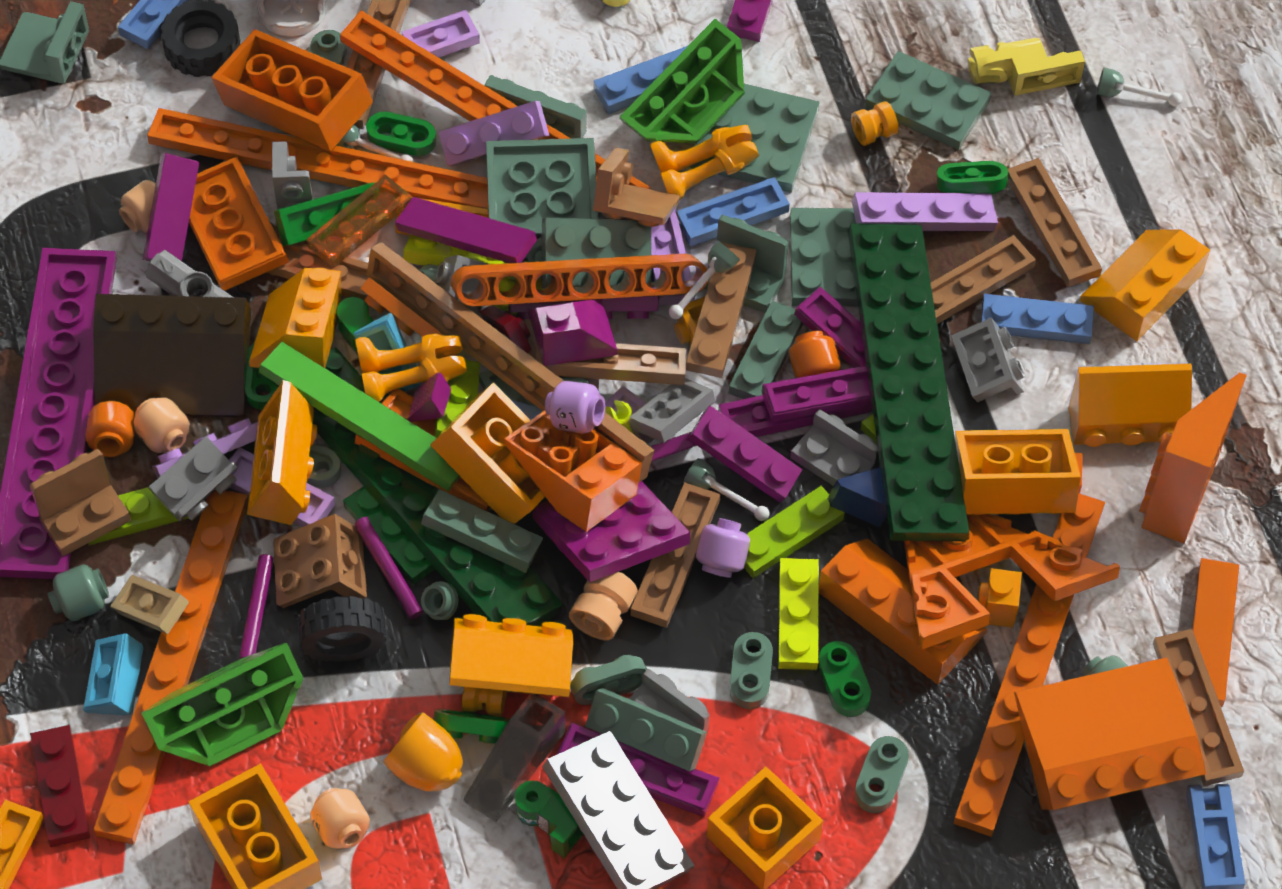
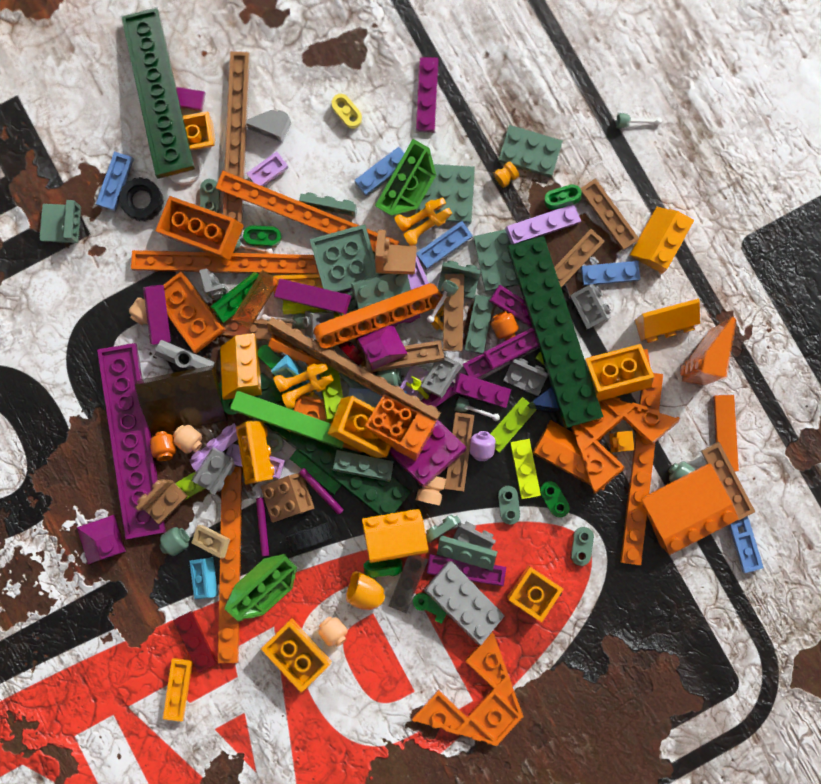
camera: 10 degrees left, 25 degrees up
(430, 399) = (319, 401): magenta slope -> none
(432, 599) = (350, 504): sand green plate -> none
(469, 139) = (310, 229): lavender plate -> none
(575, 407) = (396, 402): lavender head -> none
(1025, 66) = (576, 119): light yellow plate -> none

